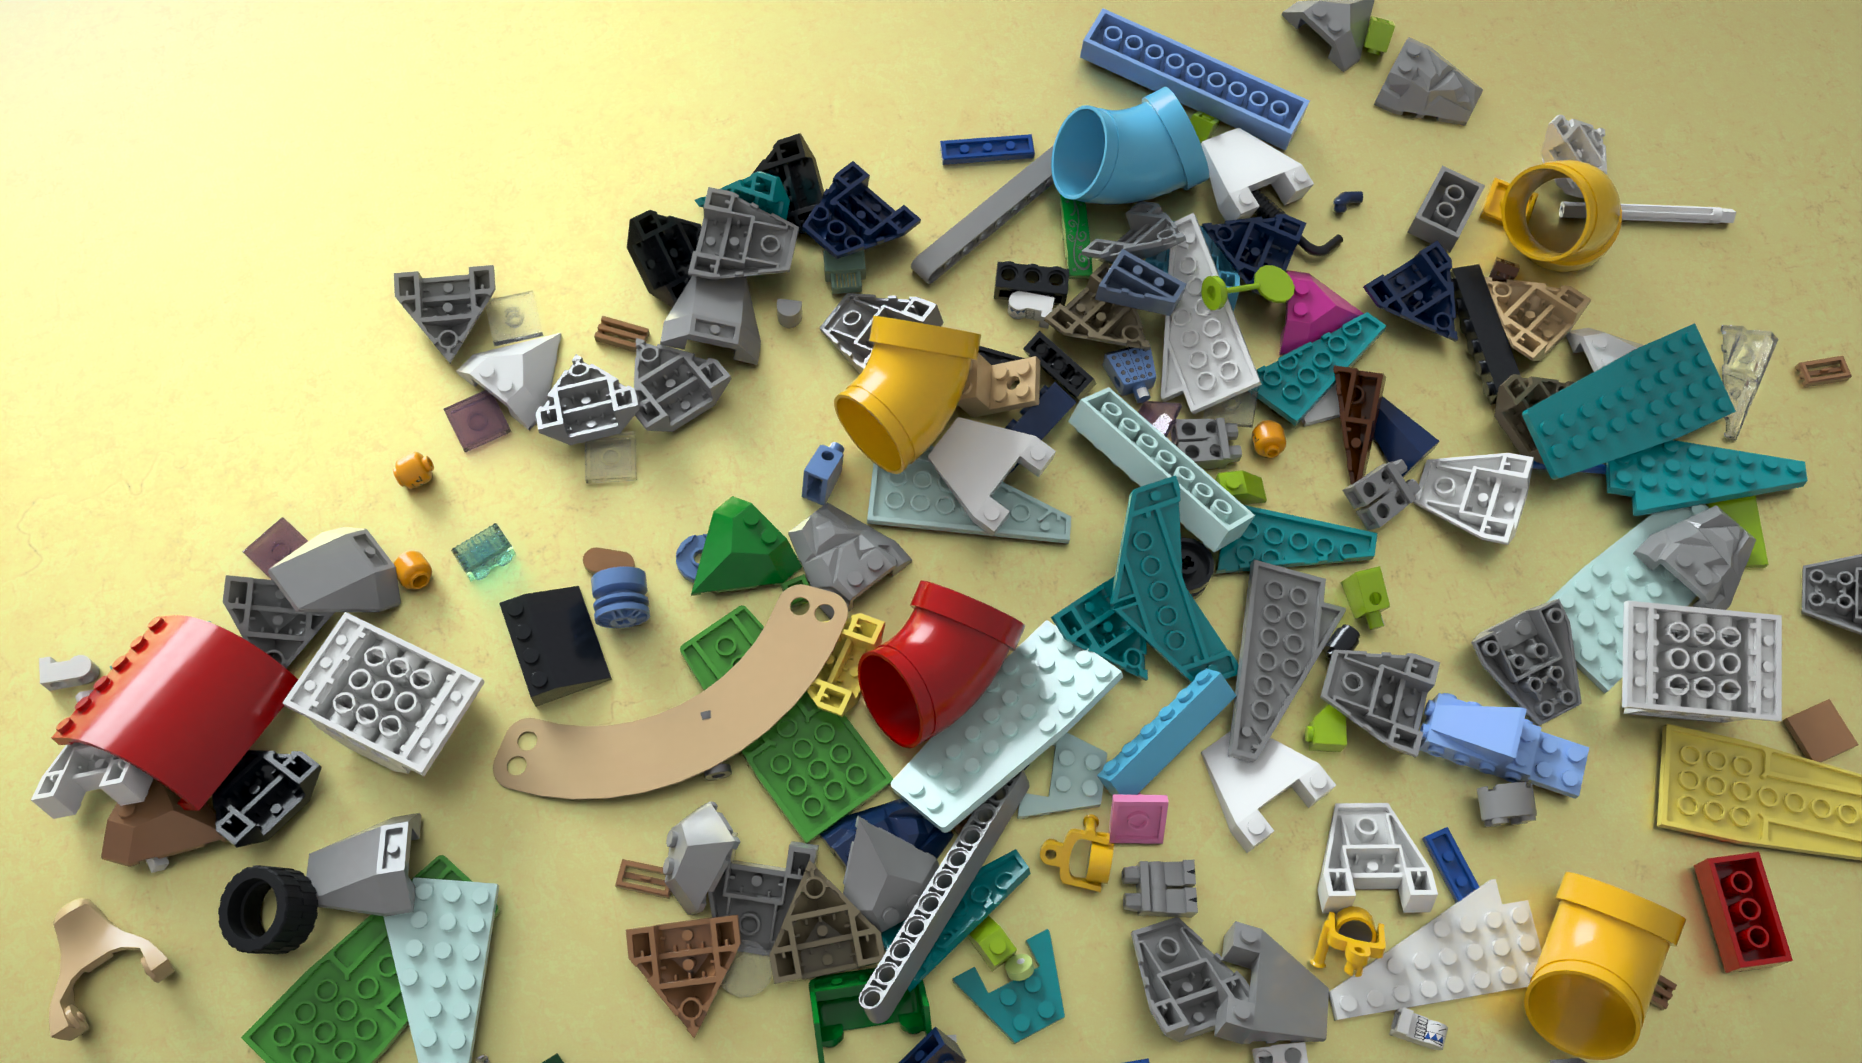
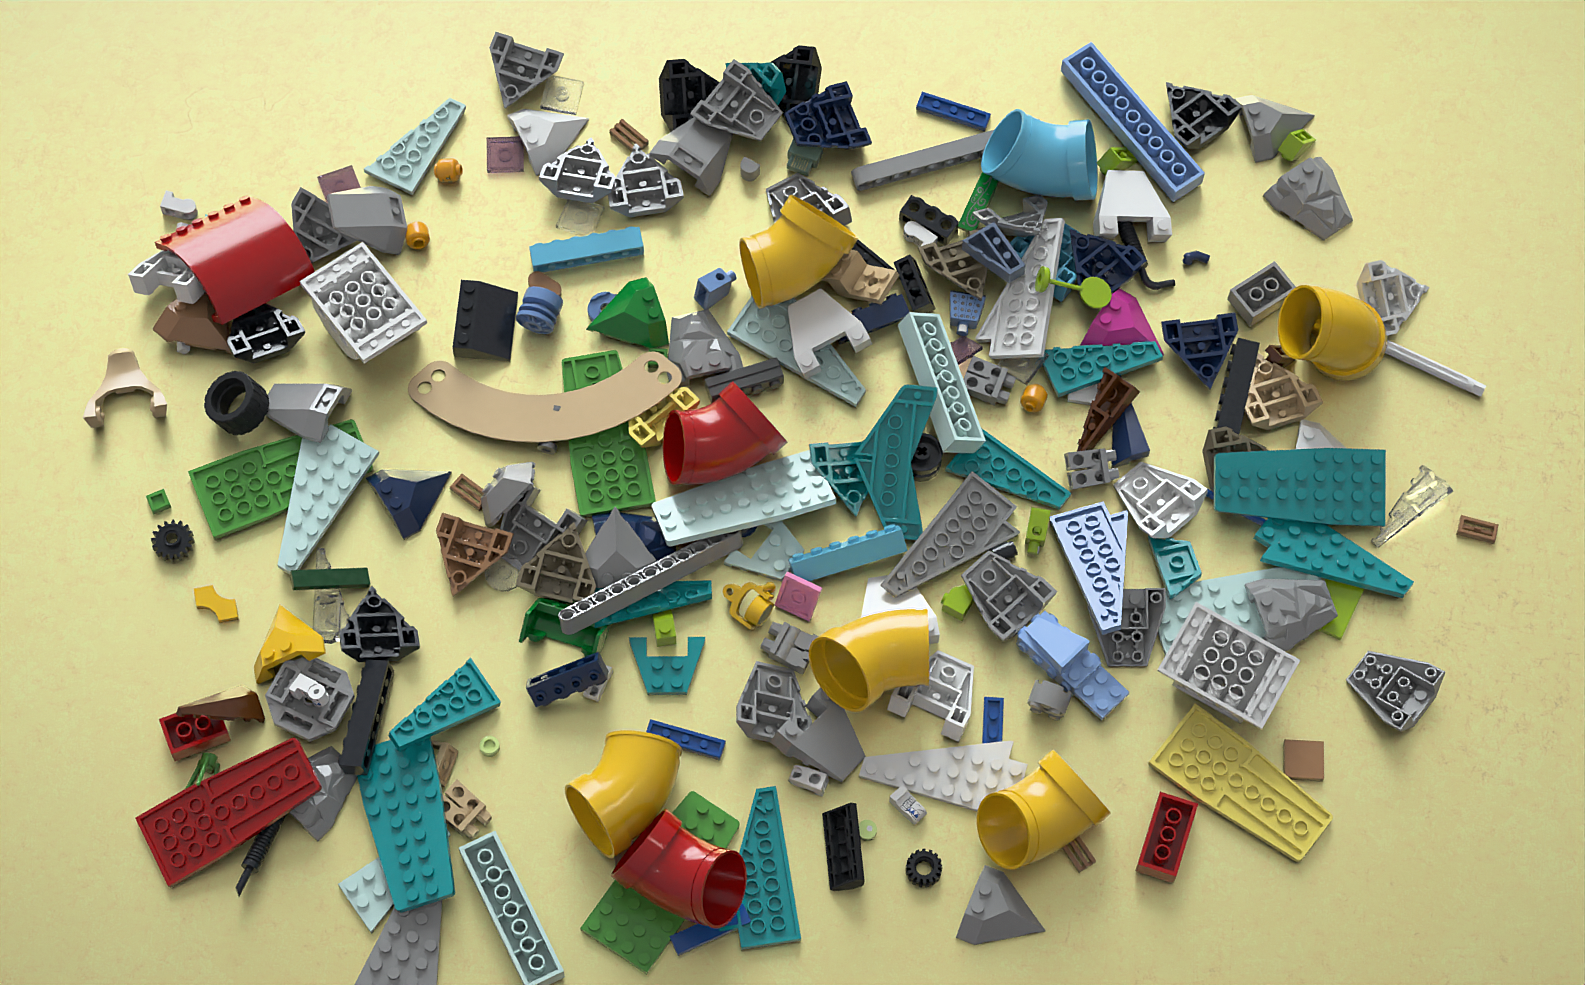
camera: 30 degrees right, 0 degrees up
(359, 466) = (414, 152): none -> light aqua wing
(483, 552) = (467, 243): clear light blue brick -> none
(564, 923) = (408, 495): none -> dark blue wedge
(640, 494) = (586, 249): none -> medium azure brick
(927, 564) = (749, 379): none -> dark grey brick
(1019, 967) = (674, 650): yellowish green tile -> none
(1243, 486) = (995, 422): lime slope -> none
(1261, 39) = (1199, 114): none -> black wedge
(1293, 858) = (872, 657): none -> yellow cylinder
(1354, 933) = (895, 728): yellow piece -> none
(1458, 595) = (1097, 555): none -> wing
(1541, 563) = (1175, 563): none -> teal wing

